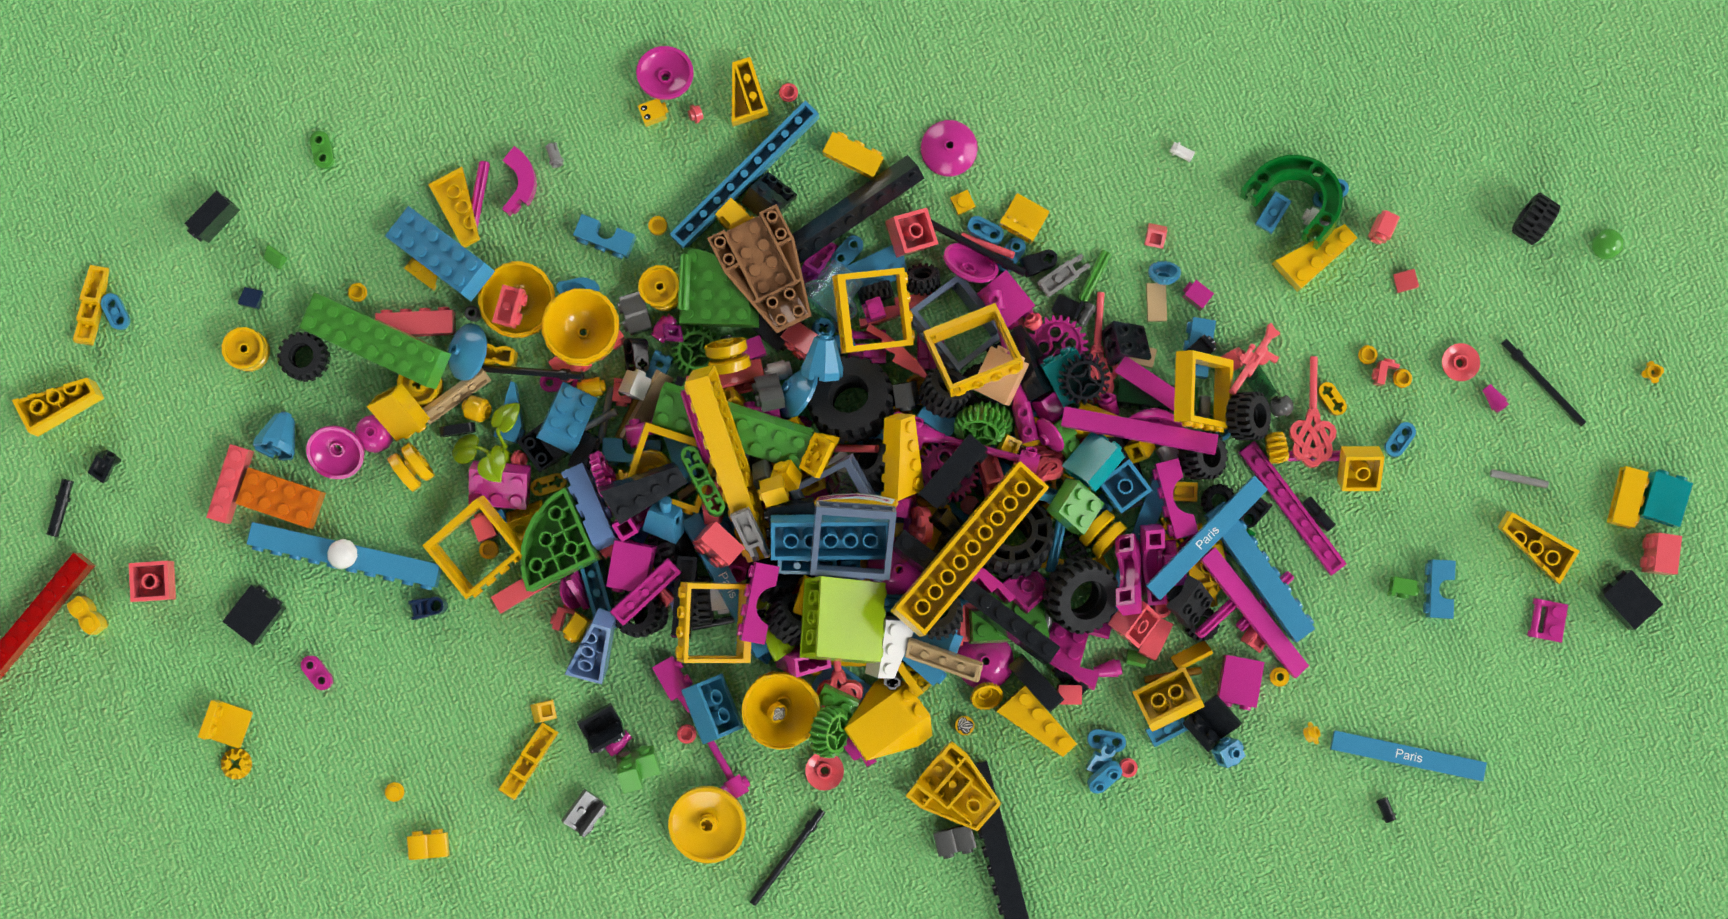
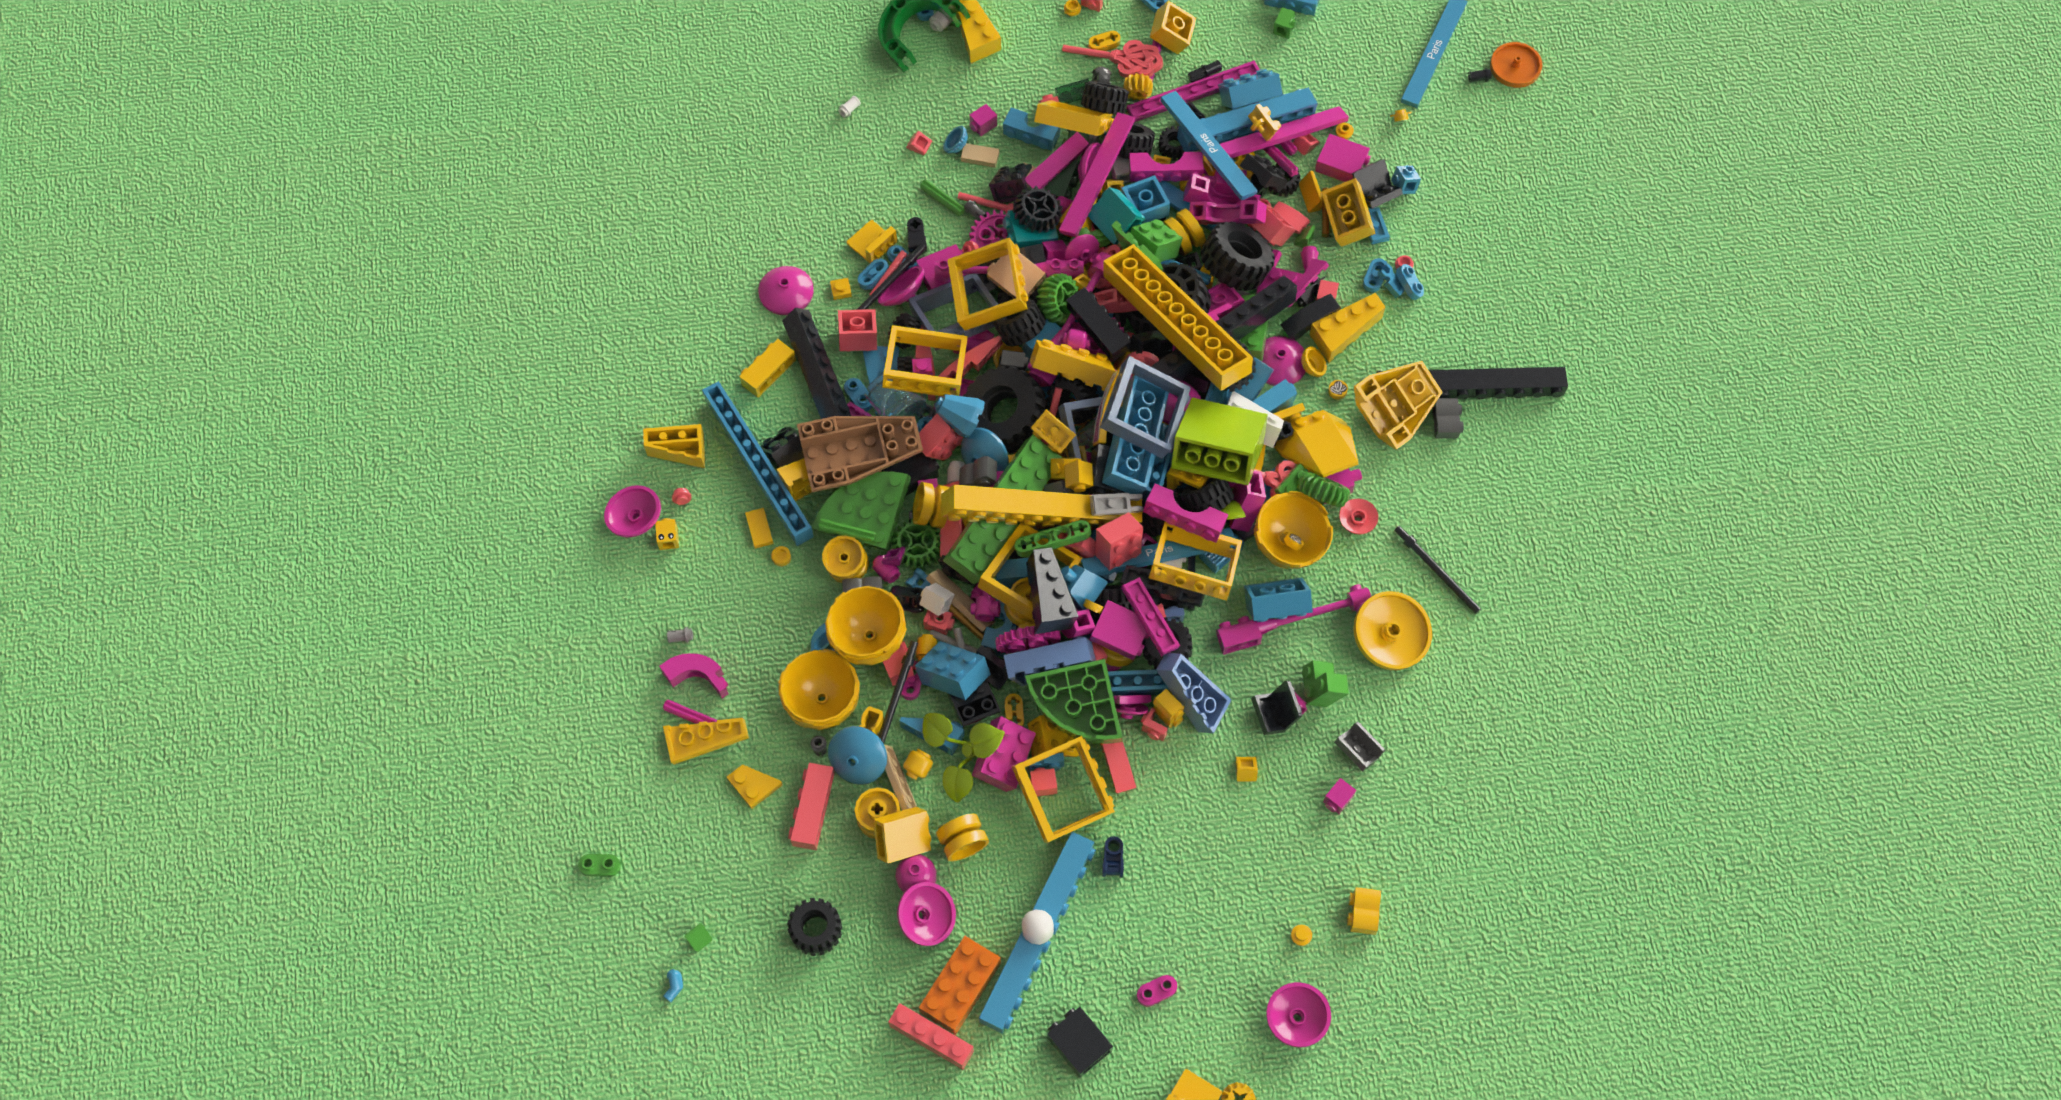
camera: 75 degrees left, 20 degrees down
(211, 217) = (635, 989): black brick -> none
(230, 249) = (676, 985): none -> dark azure arm
(251, 298) = (735, 973): dark blue slope -> none
(257, 349) = (796, 975): yellow wheel -> none
(277, 437) = (895, 972): dark azure cone -> none
(303, 802) = (1299, 1000): none -> dark pink dish
(357, 292) = (761, 860): yellow plate -> none
(375, 340) = (819, 840): bright green brick -> none
(440, 253) = (748, 755): dark azure brick -> none
(457, 429) = (934, 788): black beam -> none
(489, 549) = (1066, 786): yellow tile -> none
(509, 306) = (826, 688): coral bracket -> none
(528, 761) = (1295, 792): yellow slope -> none
(531, 802) = (1339, 796): none -> dark pink brick
(619, 244) = (769, 618): dark azure arch -> none
(644, 535) = (1093, 606): none -> yellow tile
(681, 196) = (759, 528): none -> yellow tile
(686, 733) = (1297, 635): coral plate -> none
(705, 455) = (994, 531): dark pink axle -> none
(788, 92) = (688, 412): coral plate -> none
(931, 454) = (1077, 339): none -> dark pink head
(944, 659) = (1275, 370): tan tile -> none
(1059, 481) = (1128, 239): none -> bright green wing
(1061, 276) = (935, 222): light grey hinge -> none
(1067, 307) = (963, 225): black bracket -> none
(1204, 344) = (1028, 118): black bracket -> none
(1249, 588) = (1263, 123): none -> yellow hips
(1259, 357) = (1052, 85): coral piece -> none
(1273, 212) = (925, 50): dark azure plate -> none
(1299, 567) = (1250, 88): none -> dark azure brick
(1412, 847) = (1516, 64): none -> orange piece

